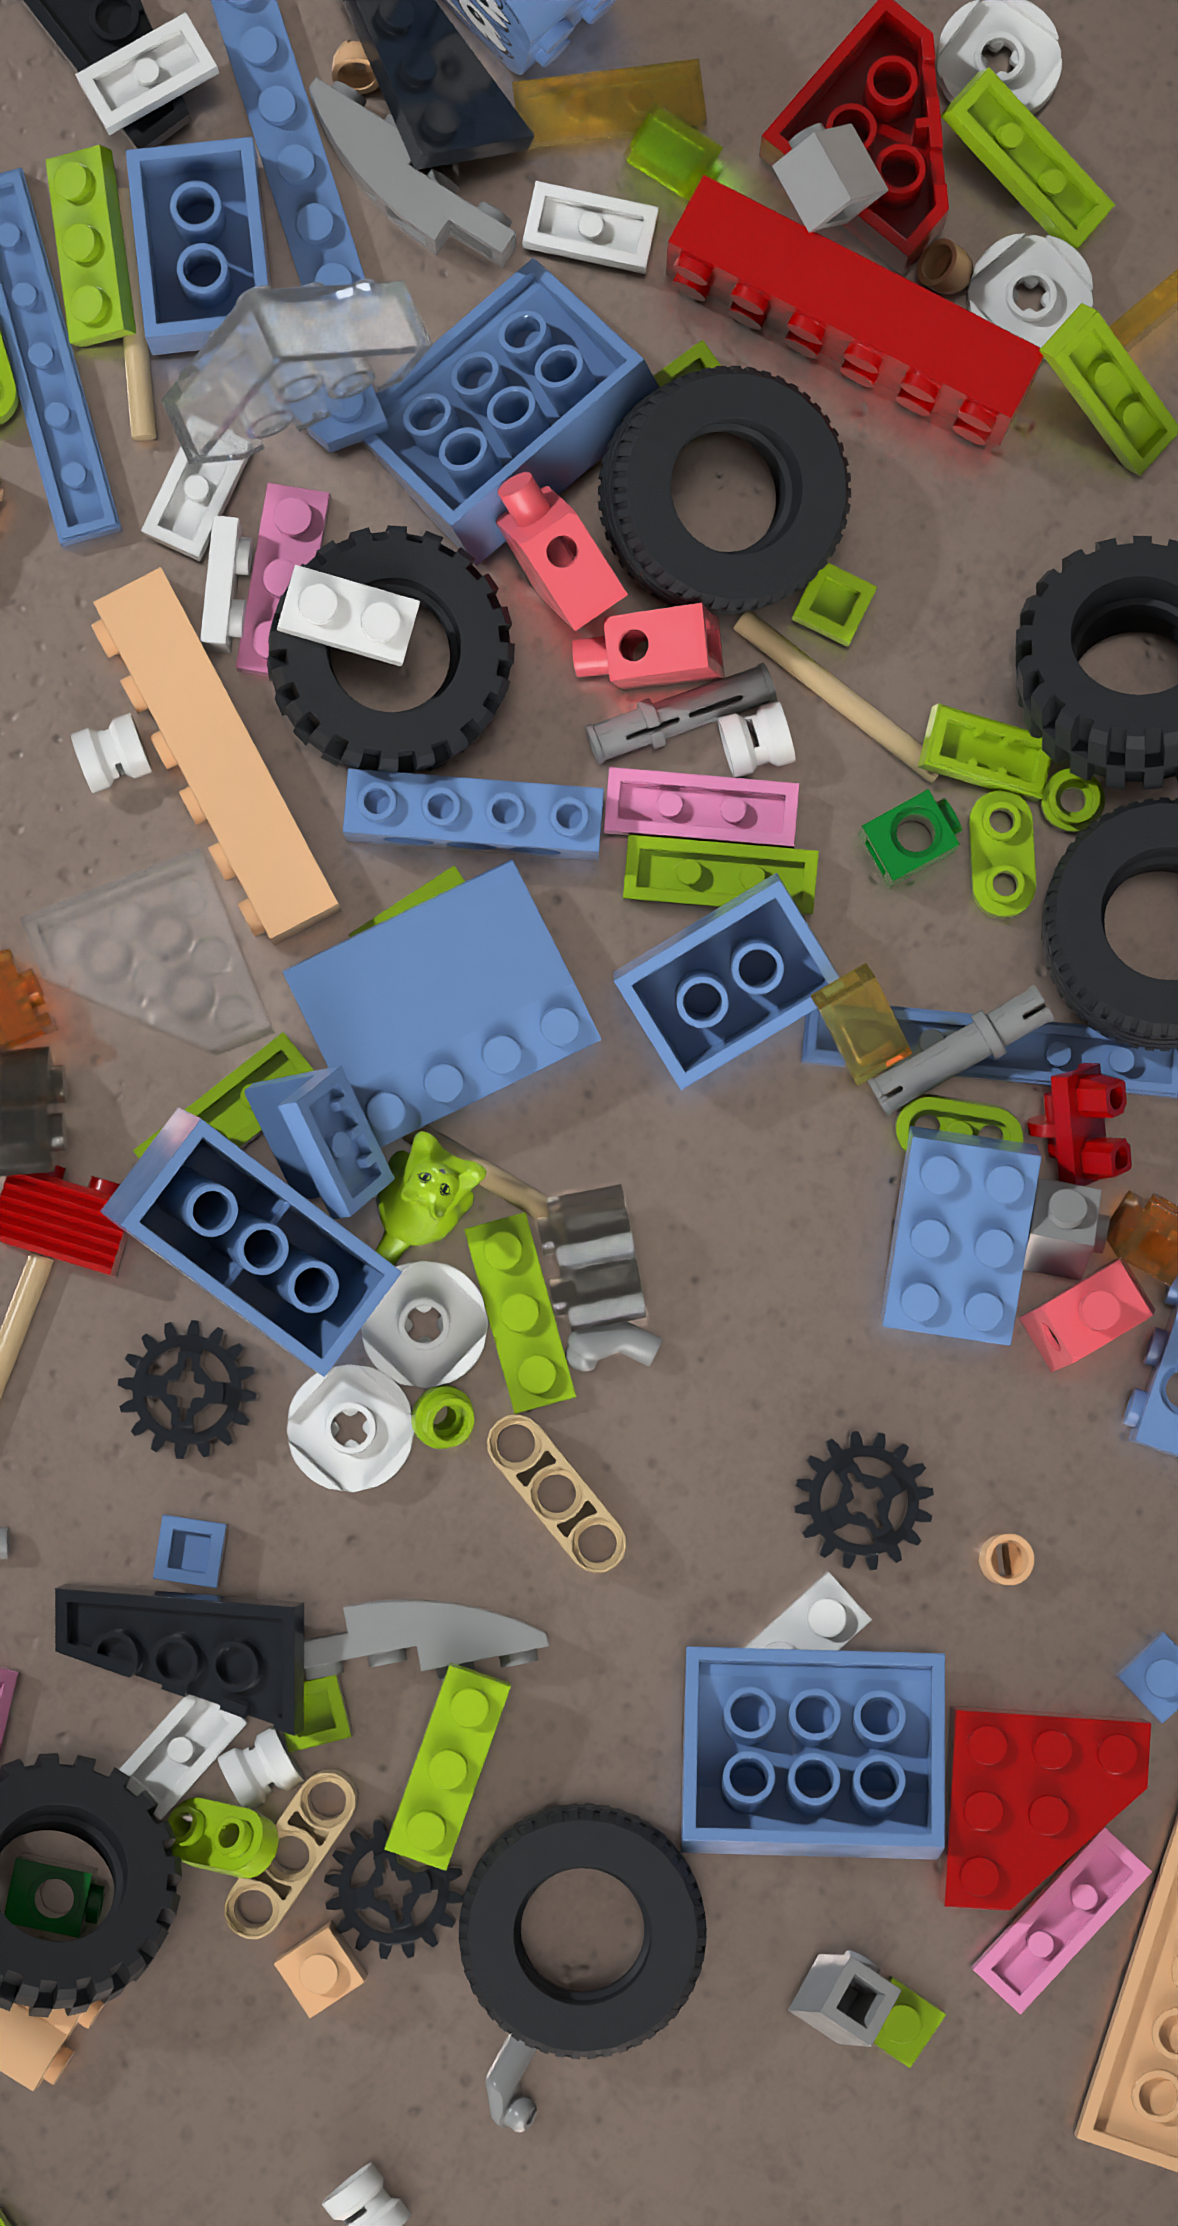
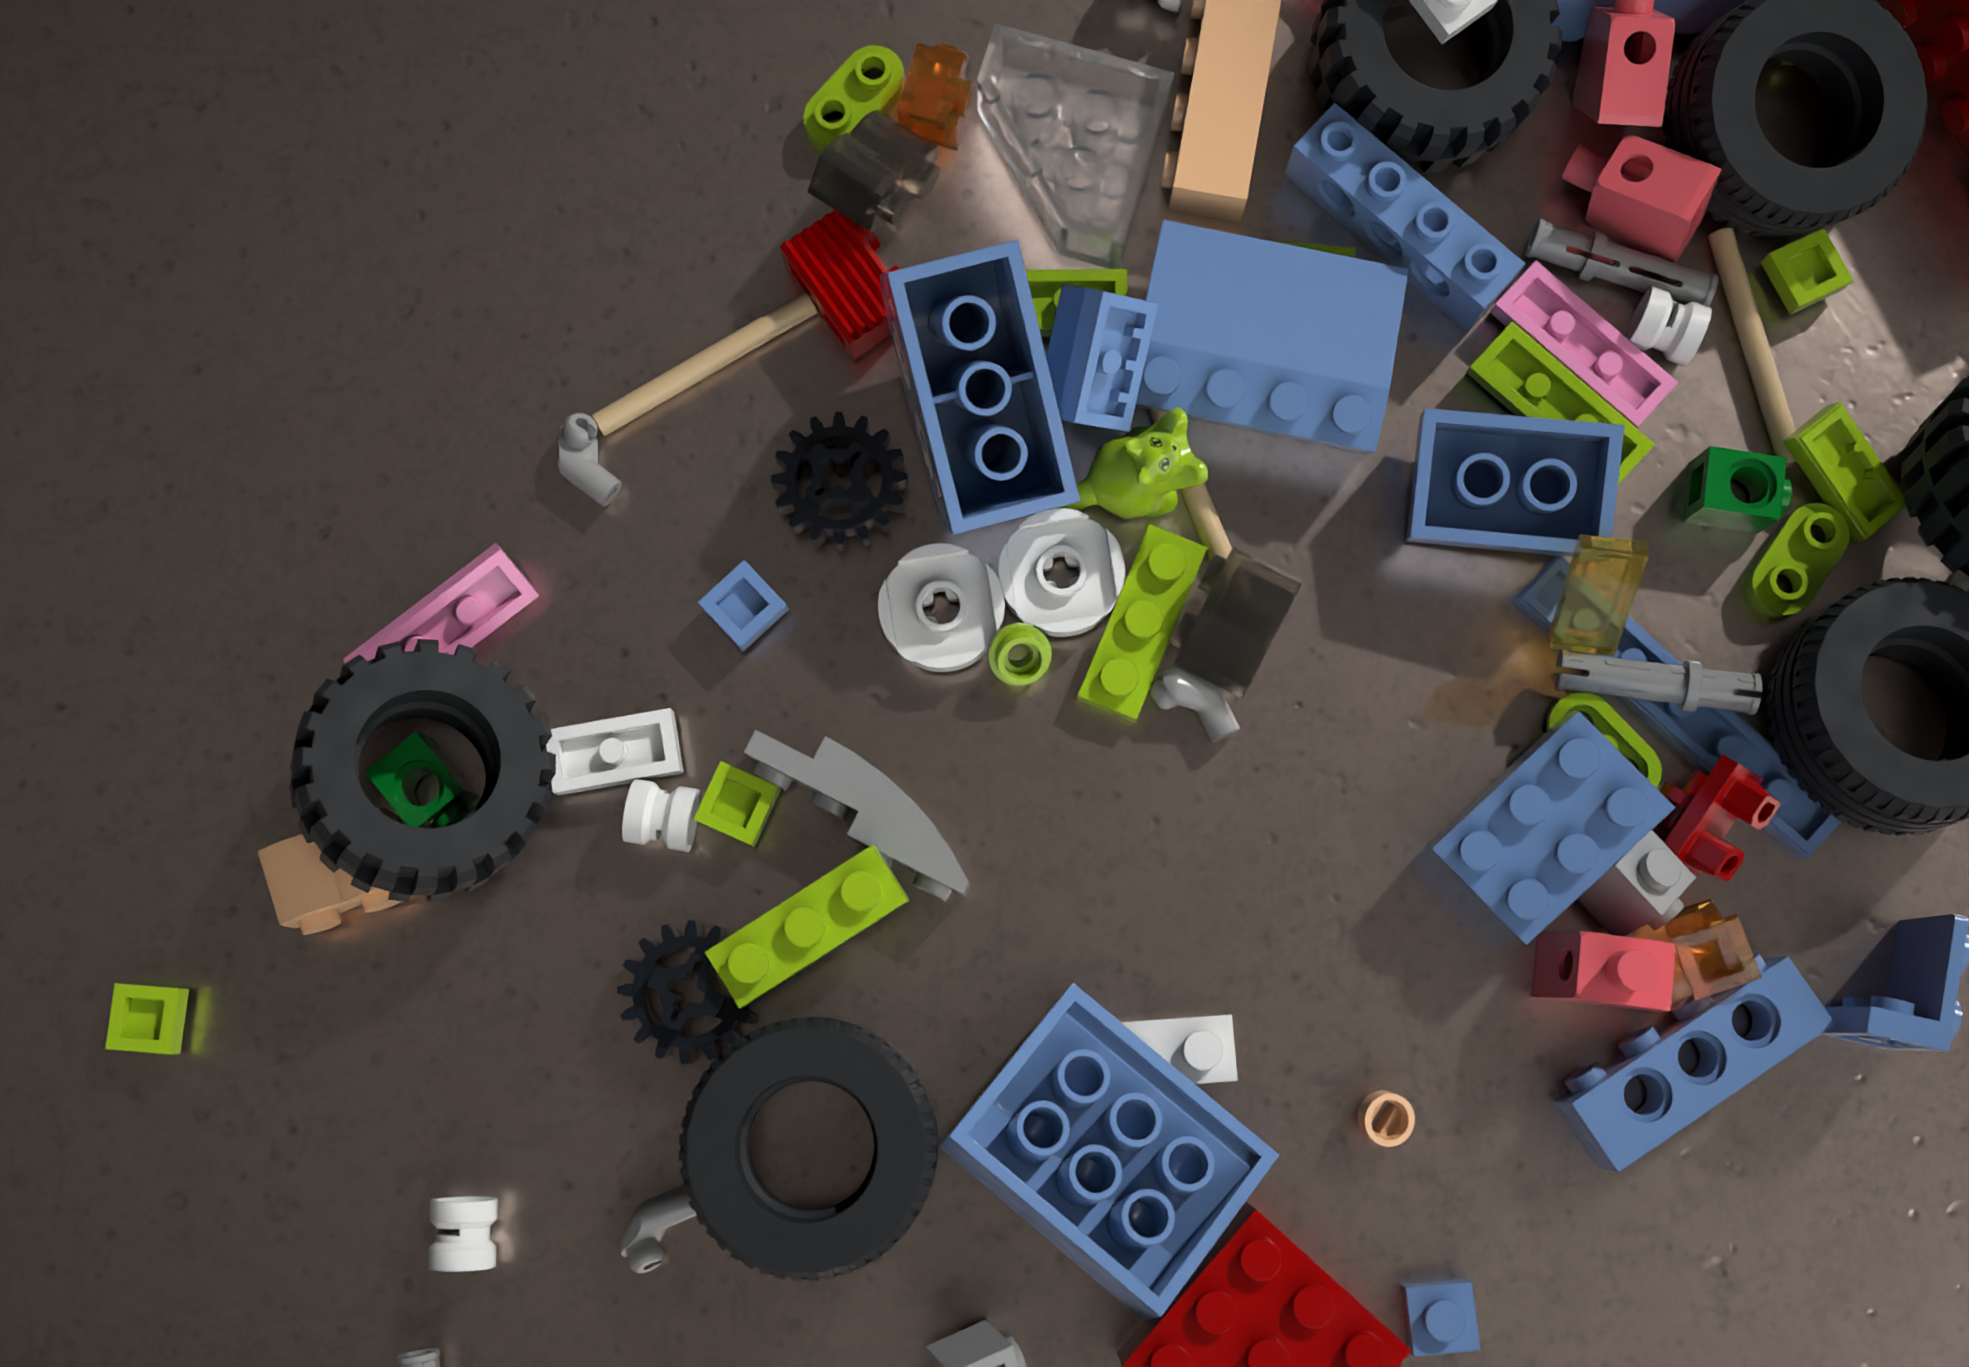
camera: 40 degrees right, 5 degrees down
(198, 1645) = (693, 681): black wing -> none
(223, 1837) = (587, 843): lime plate -> none
(319, 1835) = (601, 895): tan beam -> none
(321, 1969) = (580, 1010): light nougat brick -> none
(563, 1525) = (1067, 750): tan beam -> none
(888, 1485) = (1300, 1009): black gear -> none
(1072, 821) = (1897, 546): lime plate -> none

